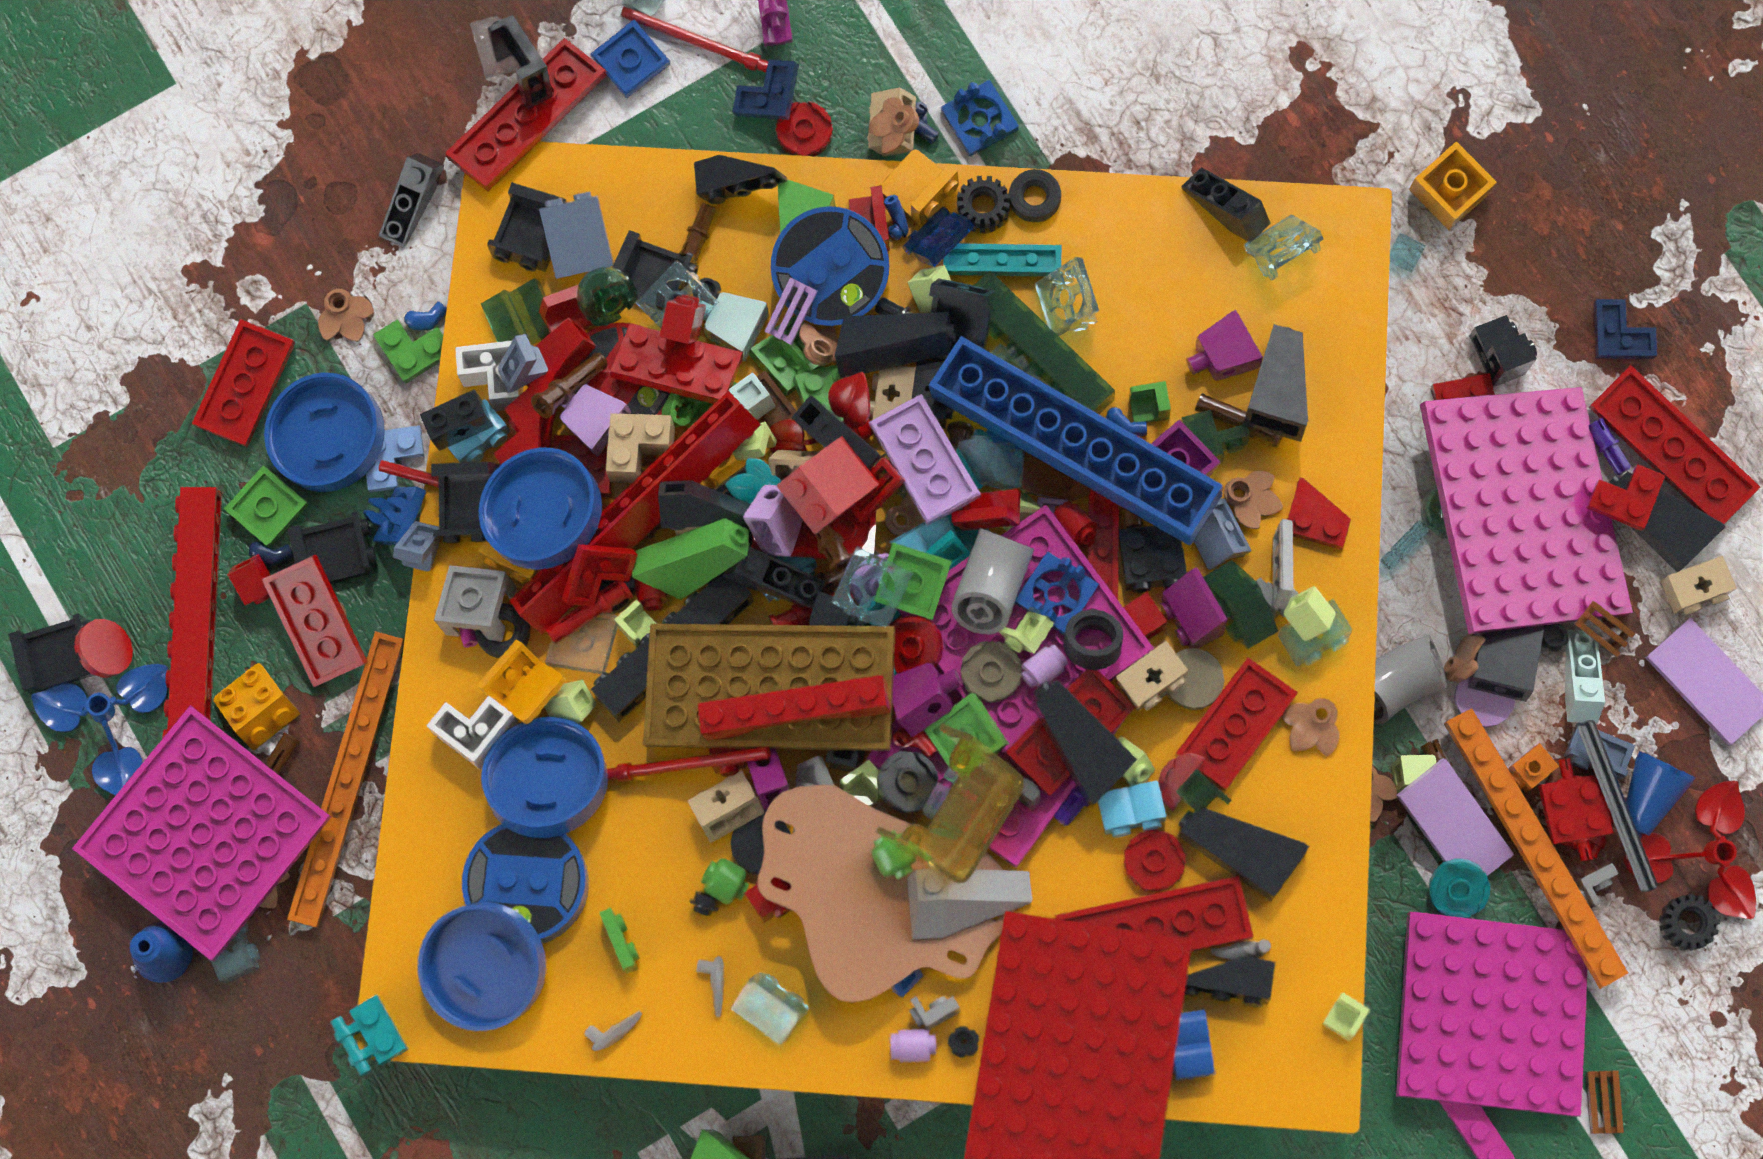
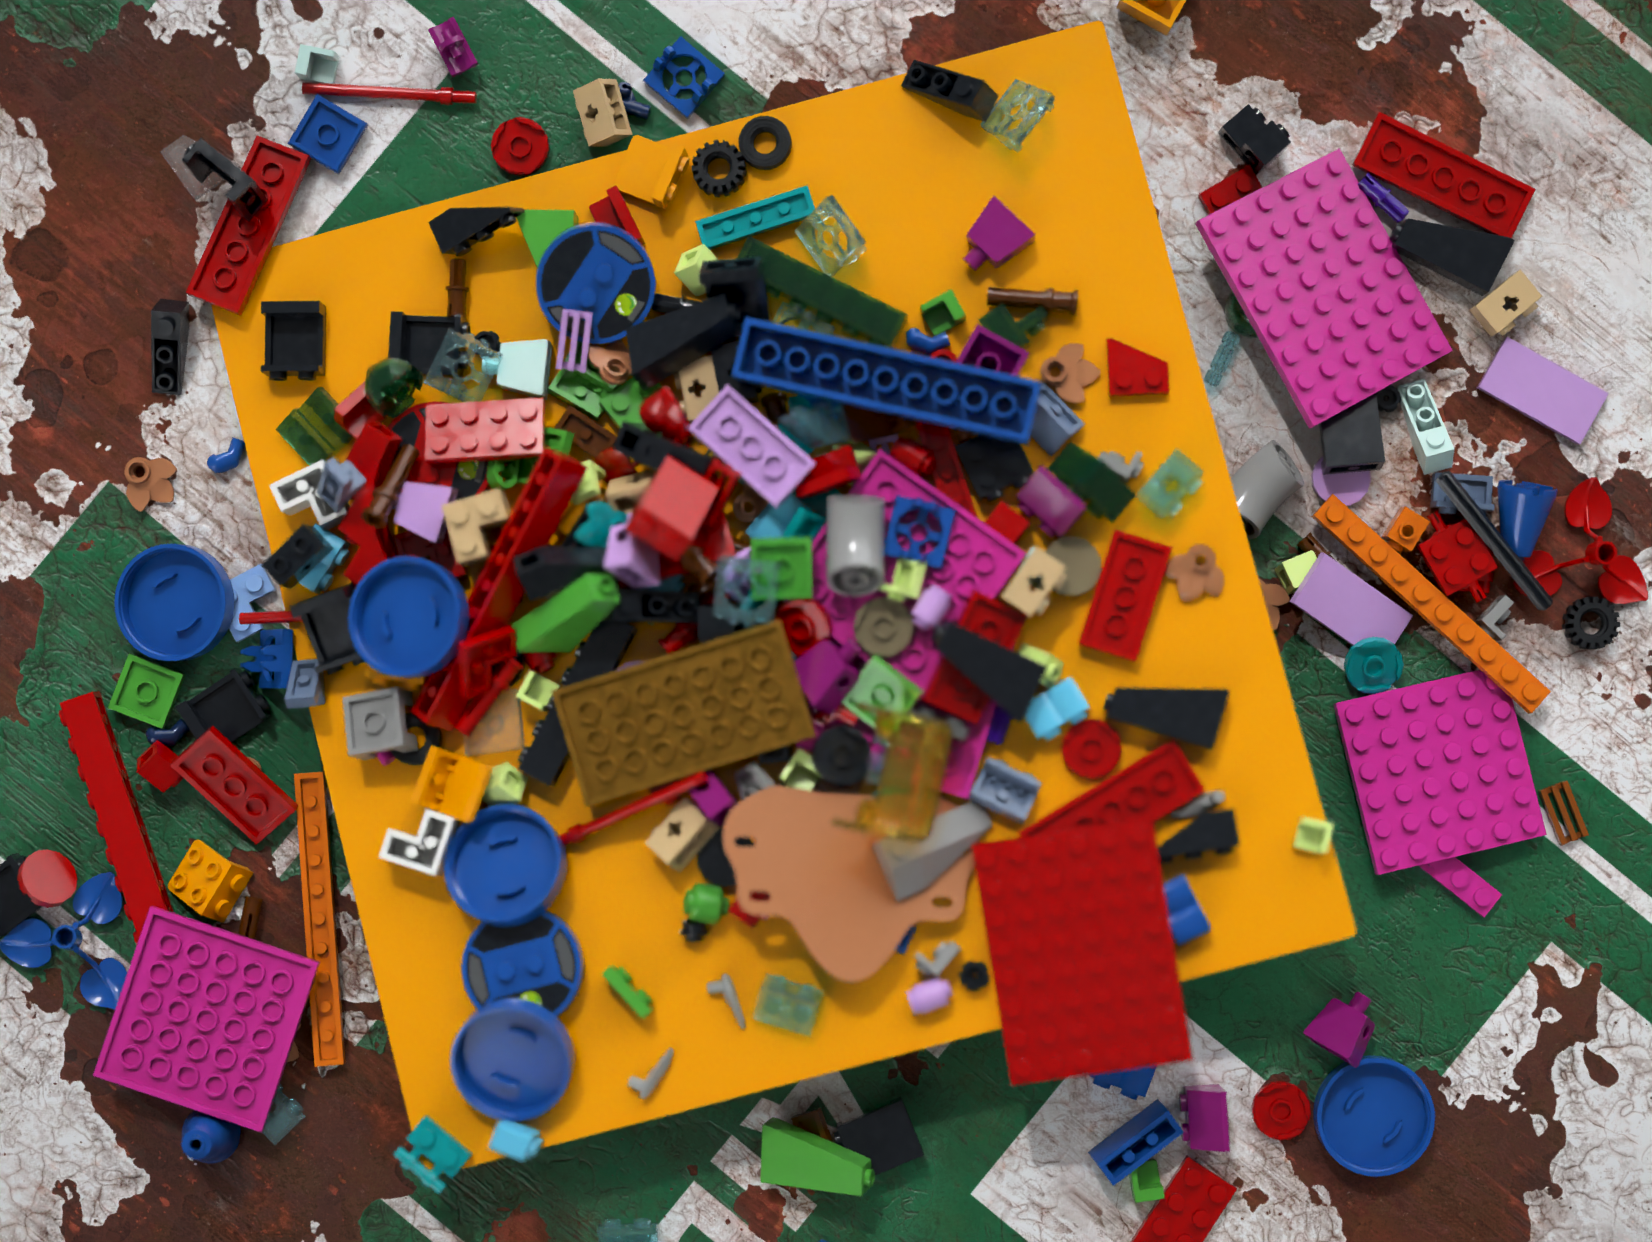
camera: 20 degrees left, 10 degrees up
(243, 383) = (79, 580): red plate -> none
(410, 357) = (223, 500): bright green plate -> none
(455, 1046) = (516, 1140): none -> medium azure brick
(576, 235) = (342, 333): sand blue brick -> none
(683, 319) = (476, 388): red brick -> none
(753, 396) = (567, 438): light aqua panel -> none
(774, 98) = (480, 128): dark blue plate -> none
(830, 700) = (714, 729): red arch -> none
(891, 859) = (849, 839): bright green head -> none
(893, 124) = (605, 117): nougat plate -> none
(898, 217) = (641, 207): blue arm -> none
(938, 236) = (693, 218): clear blue plate -> none
(1056, 870) = (1005, 790): none -> sand blue bracket
(1090, 658) = (966, 546): black tyre -> none
(1175, 774) = (1087, 665): red tile -> none
(1200, 791) = (1112, 672): clear green panel -> none
(1280, 389) = (1061, 259): slope -> none
(1282, 564) = (1119, 431): light grey tile -> none
(1309, 613) = (1160, 471): yellowish green panel -> none
(1406, 252) = (1133, 71): clear light blue tile -> none
(1462, 664) = (1310, 456): nougat plate -> none
(1617, 340) = (1354, 88): dark blue plate -> none
(1620, 640) = (1447, 381): dark orange tile -> none
(1629, 505) = (1421, 251): red plate -> none

